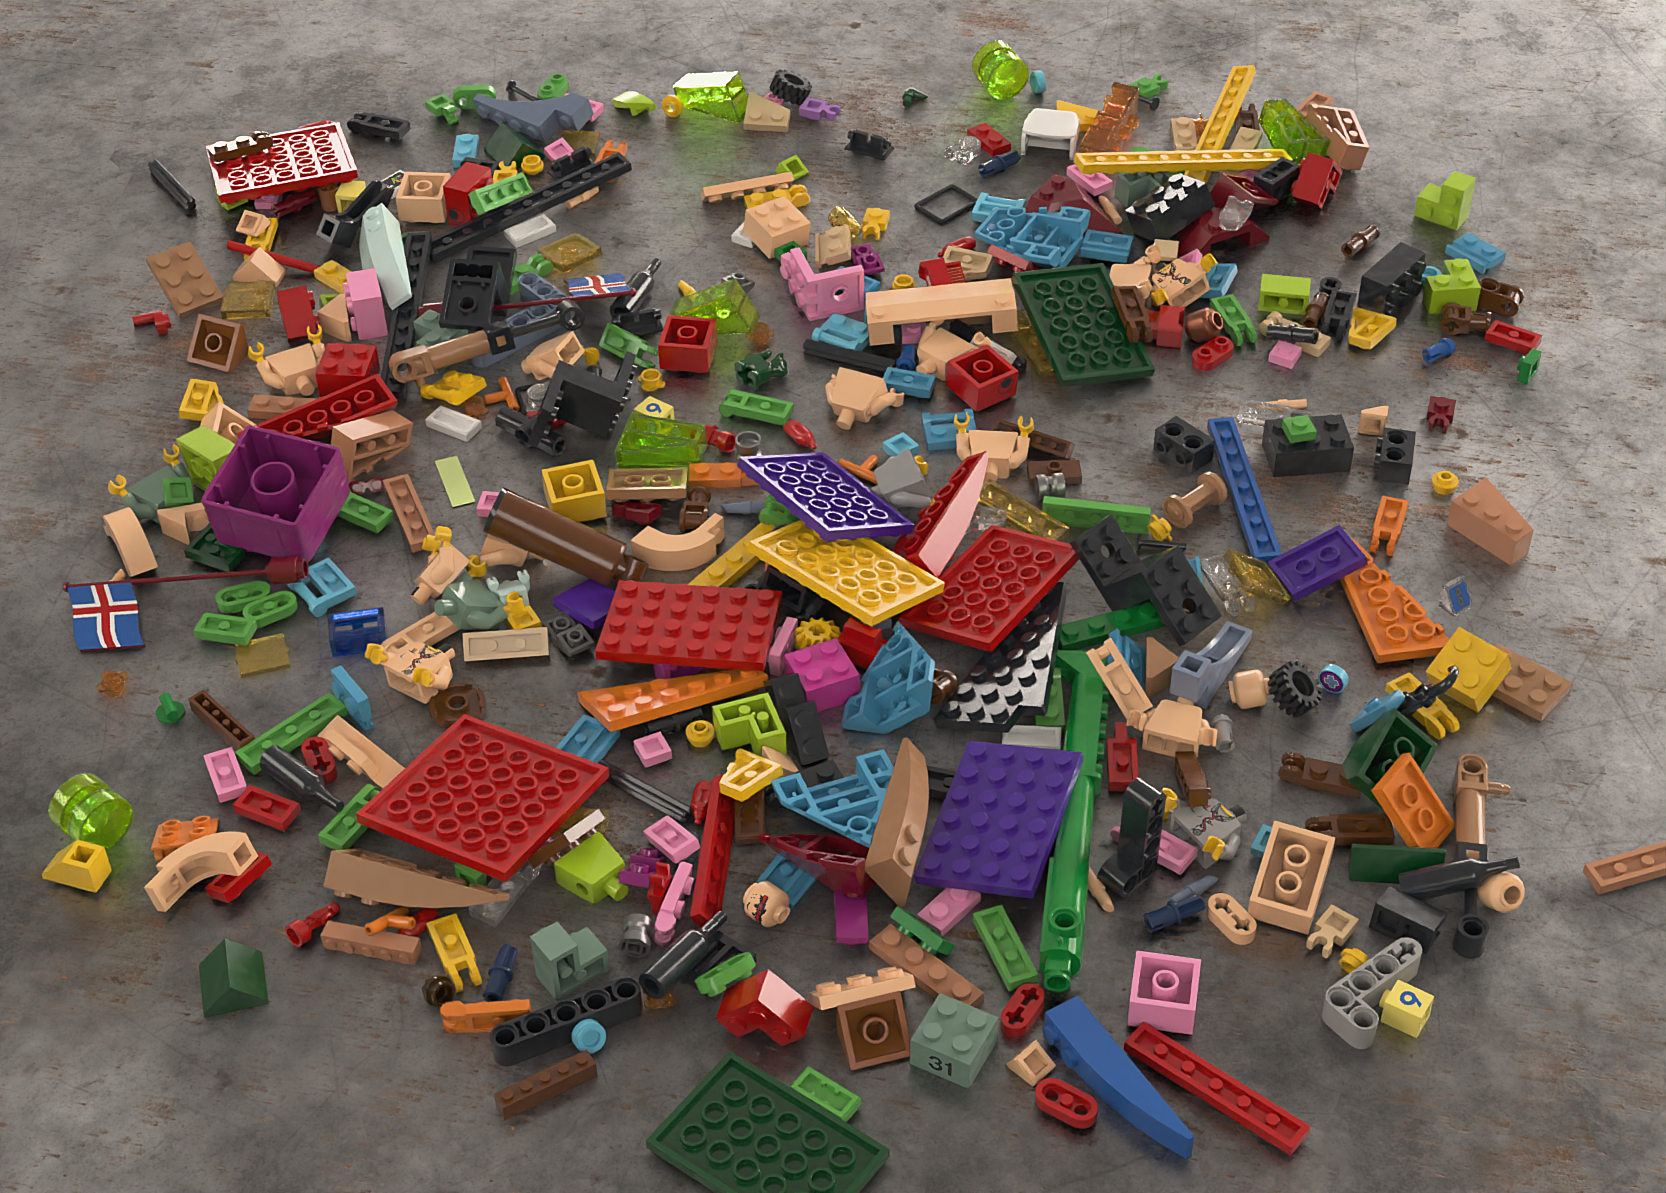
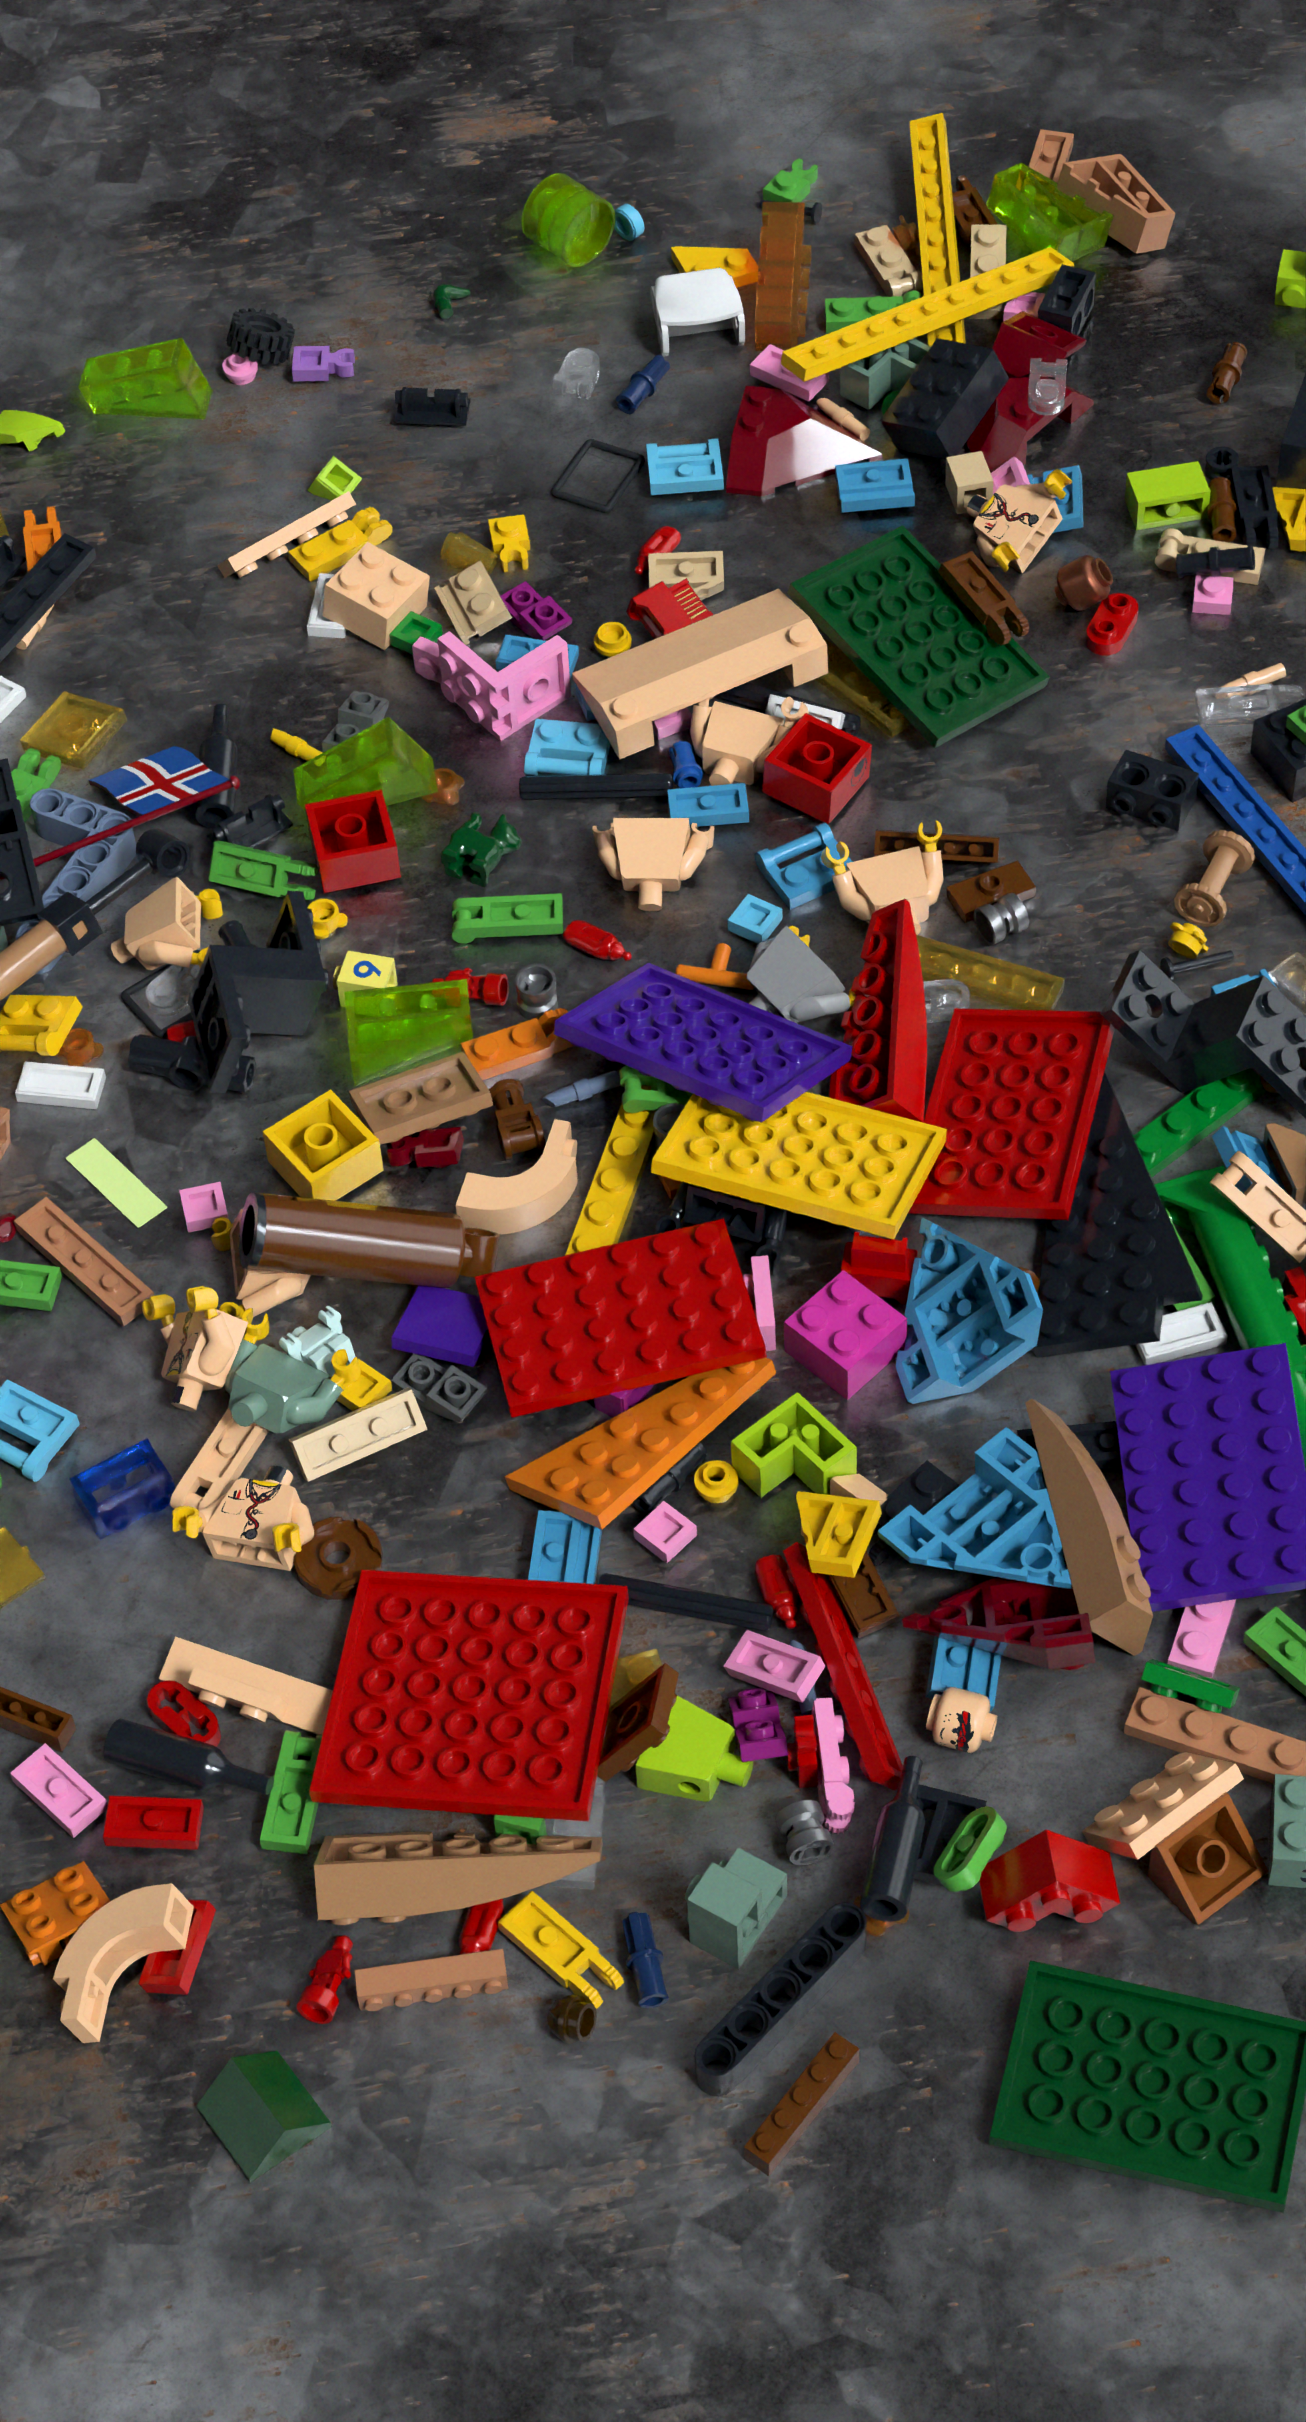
camera: 20 degrees left, 10 degrees up
(292, 731) = (119, 1686): bright green plate -> none
(352, 697) = (183, 1602): dark azure plate -> none
(394, 919) = (448, 1936): orange piece -> none
(481, 1015) = (662, 2032): orange hinge -> none
(506, 394) = (112, 1010): orange piece -> none
(588, 1035) = (824, 2010): medium azure tile -> none
(677, 104) = (93, 411): yellow plate -> none
(765, 115) = (243, 395): tan wing -> none
(798, 717) = (851, 1407): black arch -> none
(814, 632) = (802, 1273): yellow gear -> none
(827, 1093) = (1189, 1974): bright green plate -> none
(850, 919) = (1085, 1701): magenta slope -> none
(991, 140) = (612, 346): red plate -> none
(1003, 257) = (766, 554): plate -> none
(1041, 237) = (767, 500): dark azure wedge -> none
(1087, 513) = (1092, 943): bright green plate -> none
(1137, 273) = (945, 526): light nougat torso -> none
(1167, 325) = (1032, 596): red piece -> none
(1234, 318) = (1121, 557): bright green hinge -> none
(1316, 179) = (1122, 290): red brick -> none

